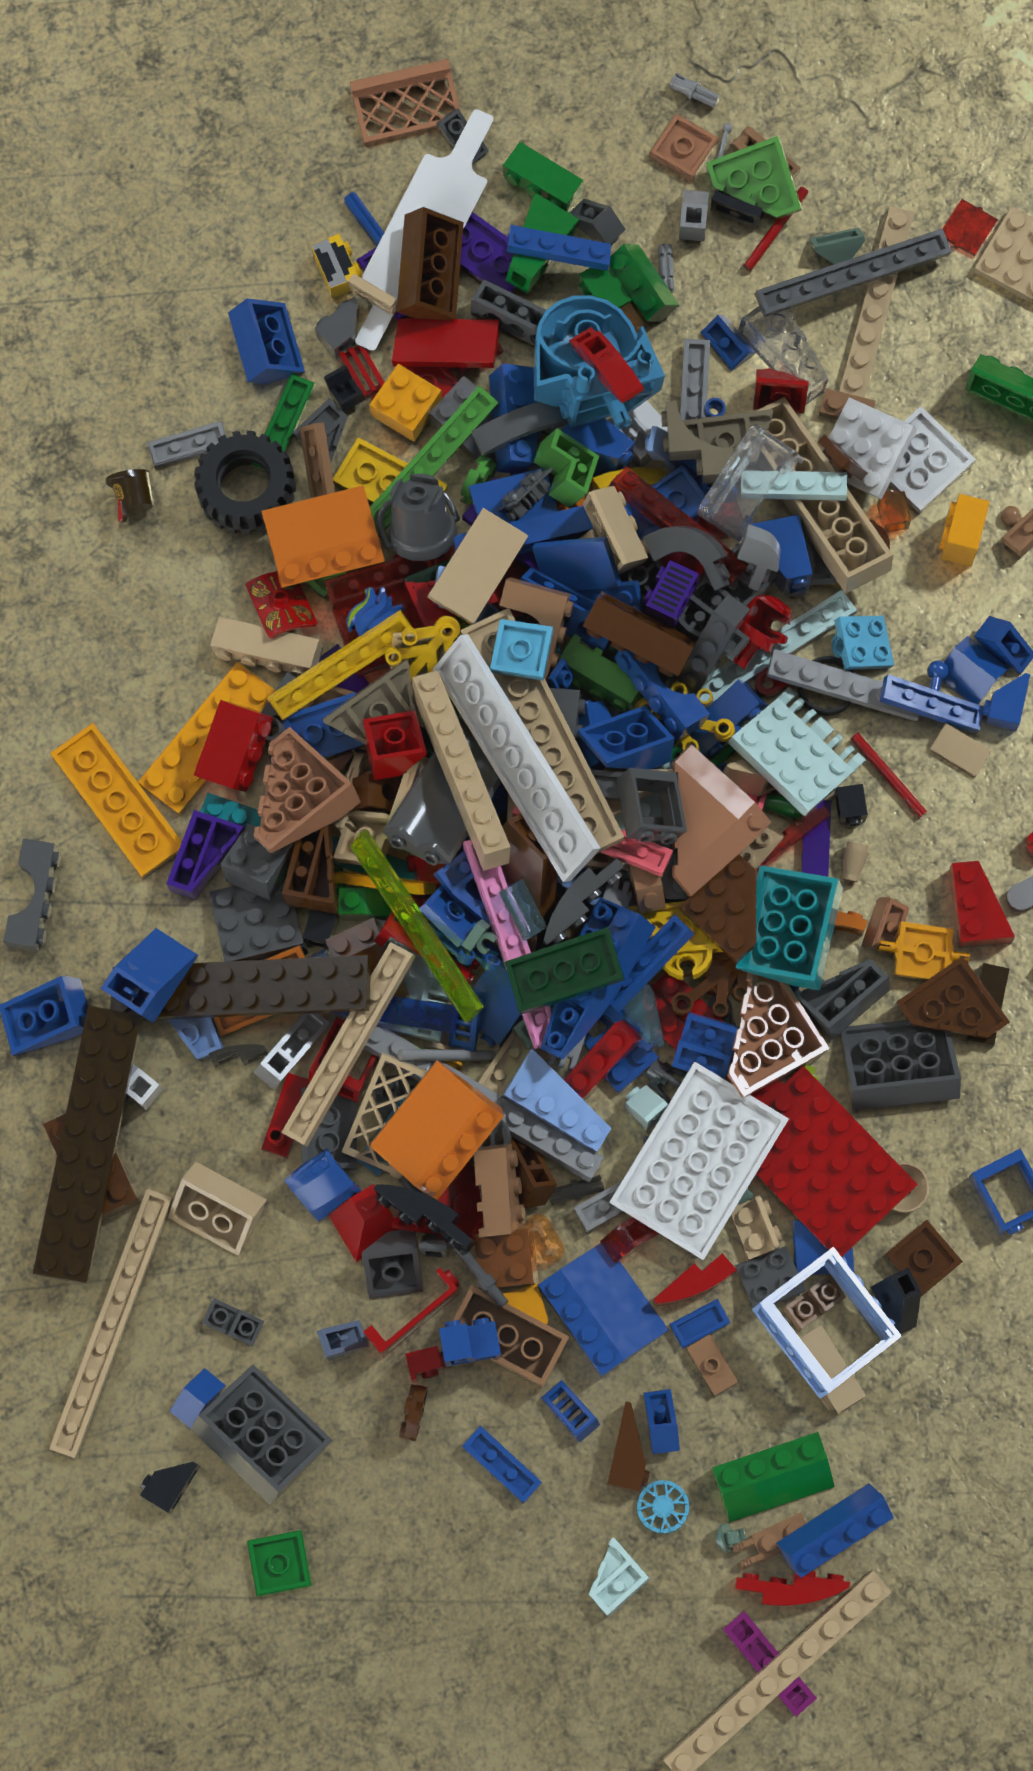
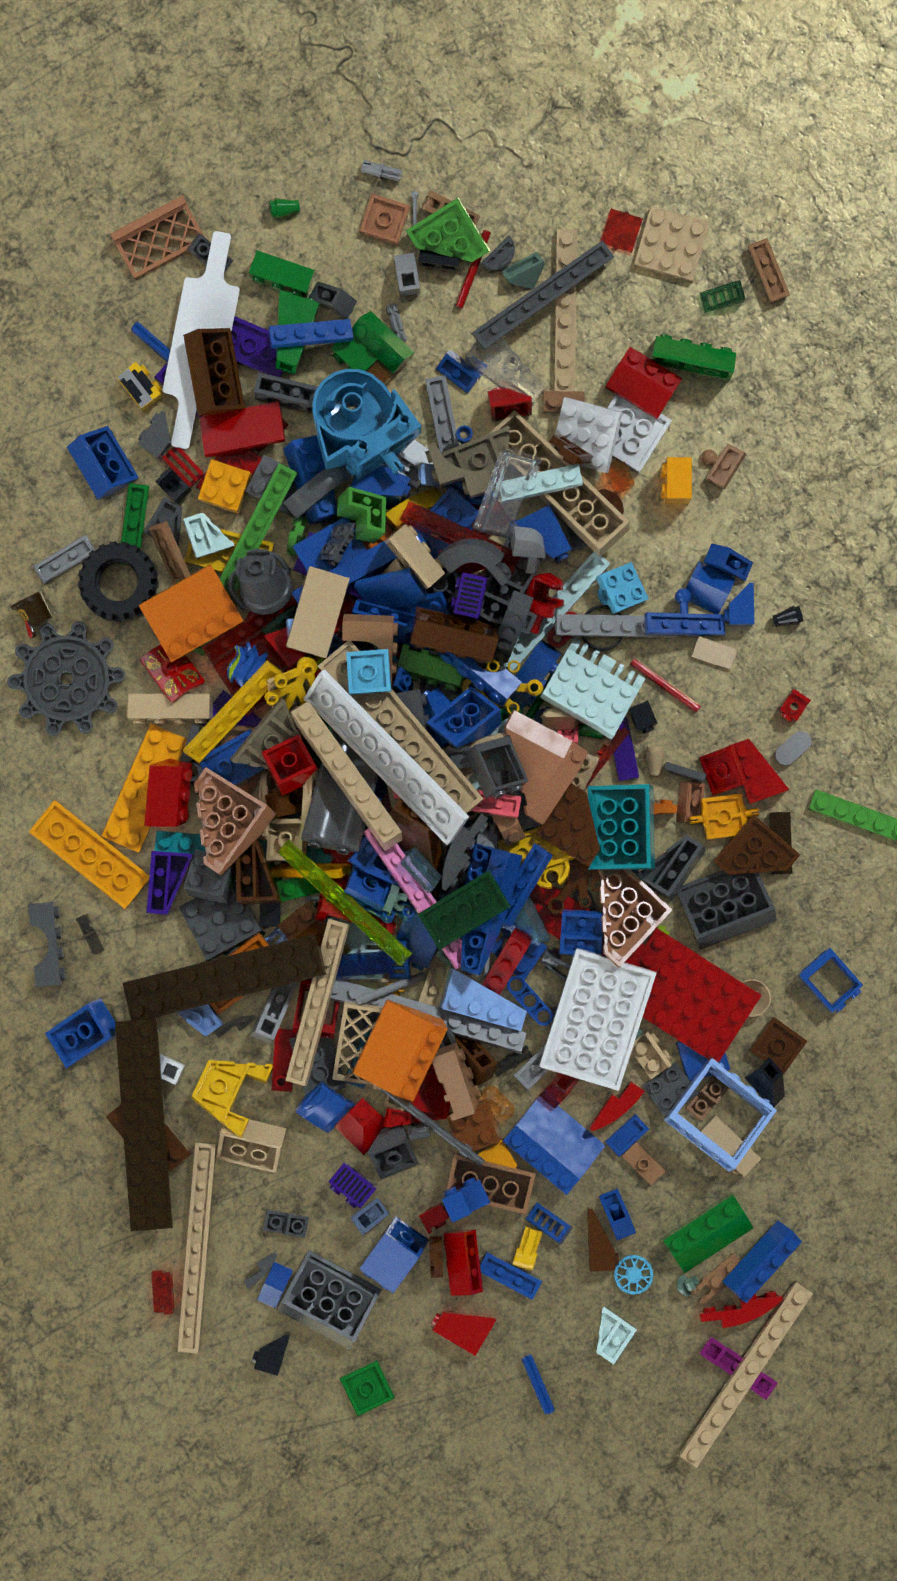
camera: 20 degrees left, 10 degrees up
(53, 1367) = (163, 1291): none -> clear red bracket
(89, 897) = (90, 934): none -> clear smoke axle
(146, 555) = (43, 678): none -> dark grey plate
(150, 974) = (154, 986): blue slope -> none
(192, 1368) = (264, 1264): none -> dark grey slope
(198, 1126) = (220, 1086): none -> yellow wing
(330, 1294) = (352, 1185): none -> dark purple brick
(359, 1397) = (394, 1255): none -> blue slope
(366, 455) = (205, 536): none -> light aqua wing
(373, 294) = (176, 405): tan tile -> none
(385, 1347) = (400, 1214): red panel -> none
(416, 1207) = (400, 1109): black slope -> none
(424, 1517) = (463, 1328): none -> red slope
(446, 1430) = (463, 1262): none -> red brick
(502, 1617) = (538, 1384): none -> blue axle
(531, 1440) = (526, 1252): none -> yellow piece
(565, 104) = (283, 207): none -> green cone
(607, 363) = (376, 431): red slope -> none
(615, 1106) = (537, 1007): none -> blue beam
(645, 1106) = (547, 986): light aqua slope -> none
(813, 221) = (500, 256): none -> dark grey plate
(886, 885) = (684, 772): none -> dark grey tile
(936, 893) = (723, 770): none -> red tile
(951, 405) = (643, 383): none -> red slope

